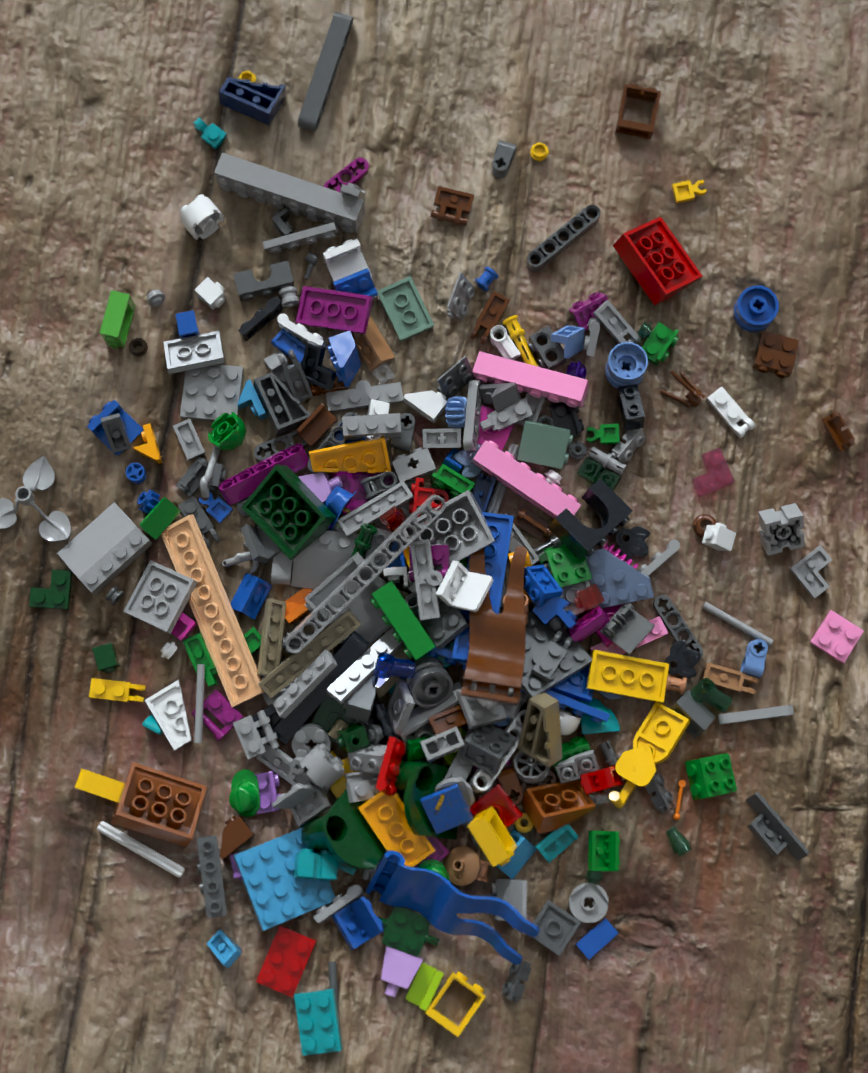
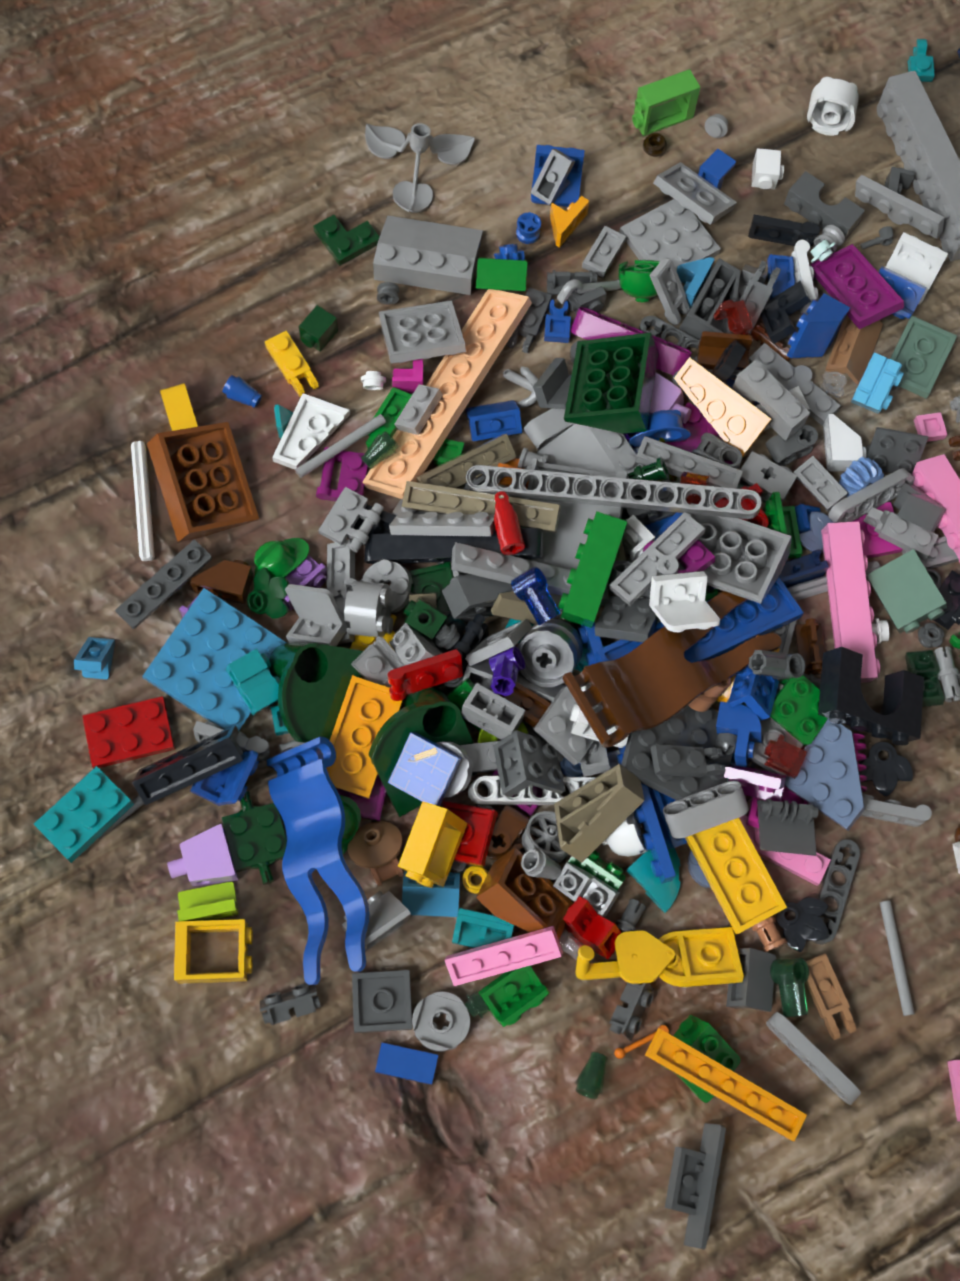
camera: 50 degrees right, 10 degrees down
(113, 736) = (241, 391): none -> blue cone
(211, 638) = (418, 409): none -> light grey plate
(221, 681) = (380, 449): none -> clear green cone
(251, 425) = (670, 290): none -> light grey hinge
(264, 817) = (268, 595): none -> dark green plate
(295, 309) = (822, 251): none -> light aqua plate
(297, 595) = (527, 457): none -> light grey bush
(304, 401) = (737, 315): none -> clear red bracket
(327, 430) = (729, 360): none -> black beam
(339, 651) = (507, 526): none -> red piece
(339, 941) = (188, 766): none -> black fence
(405, 351) = (877, 382): none -> medium azure brick
(424, 718) = (505, 670): none -> dark purple piece
(454, 341) = (931, 426): none -> bright pink plate
(536, 561) = (777, 664): none -> dark grey piece
(546, 783) = (540, 865): none -> light grey cone
(580, 842) = (503, 956): none -> bright pink plate
(586, 668) = (705, 809): none -> light grey beam
(737, 775) = (725, 1084): none -> light orange plate
(754, 662) = (872, 1007): medium blue piece -> none

